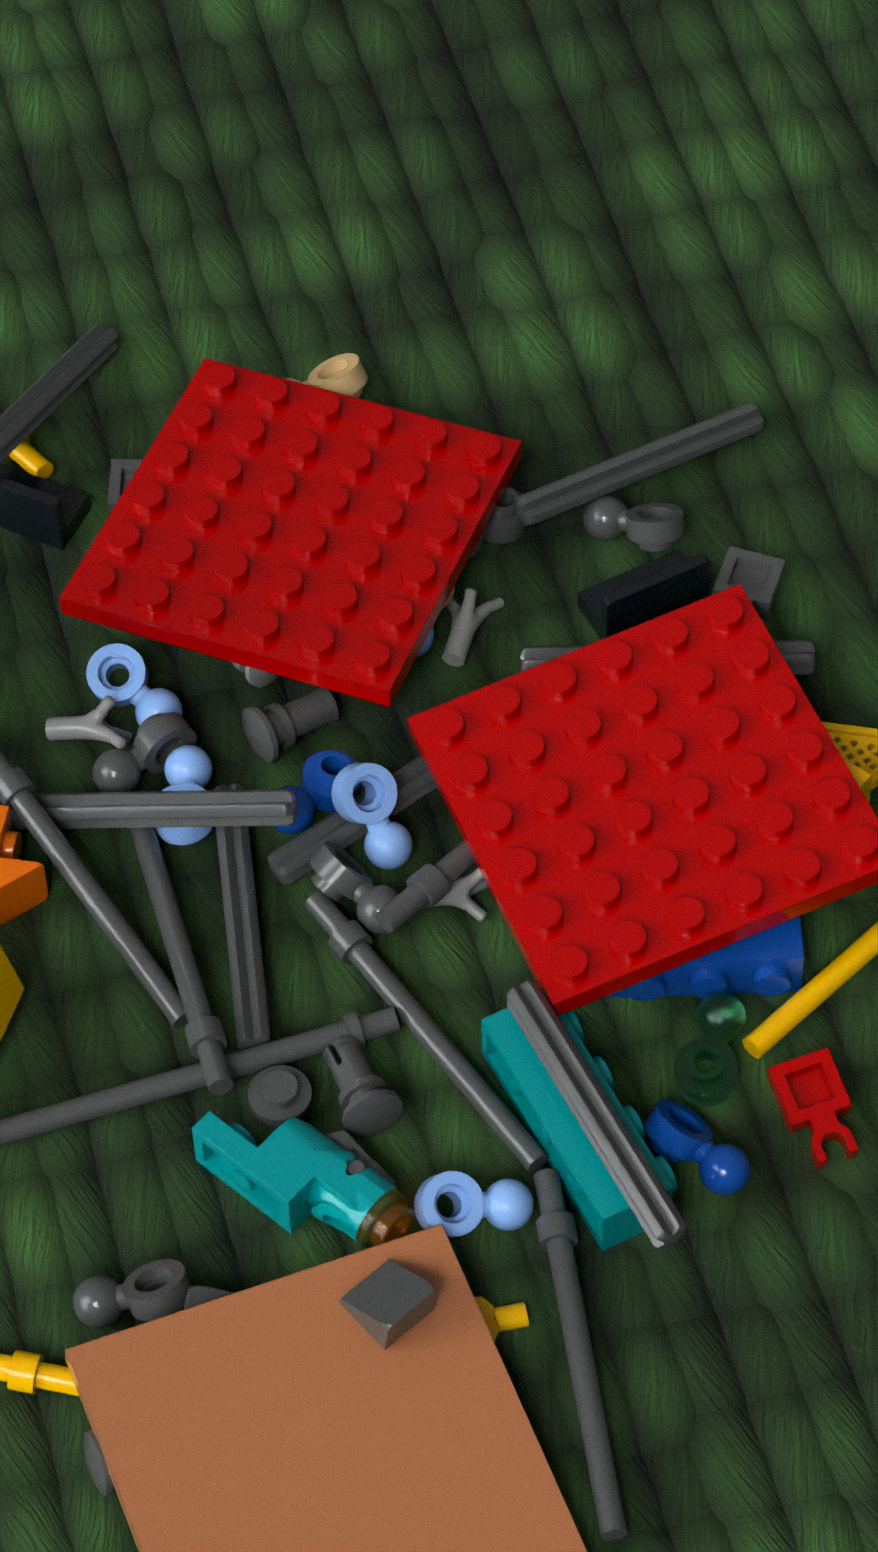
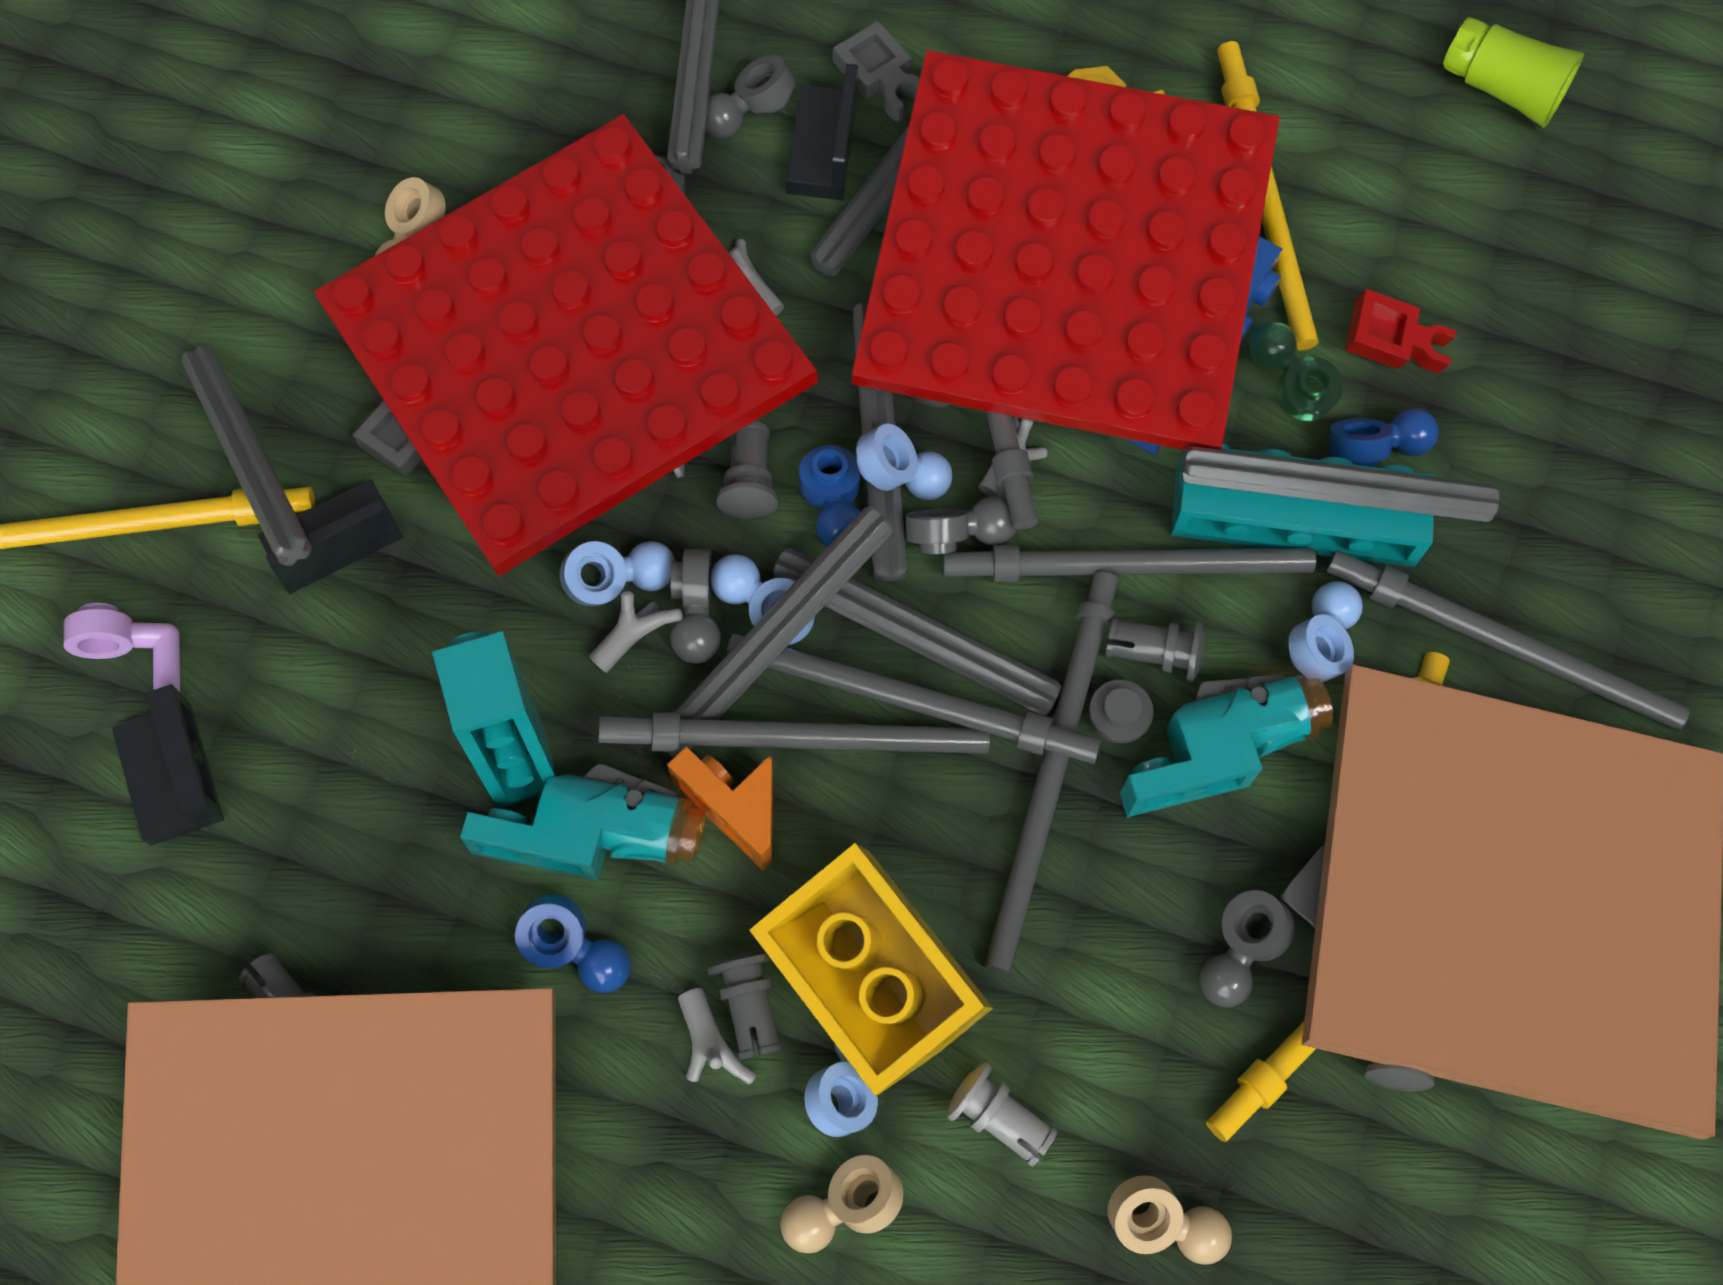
camera: 60 degrees left, 15 degrees up
(390, 1302) = (1418, 747): dark grey slope -> none

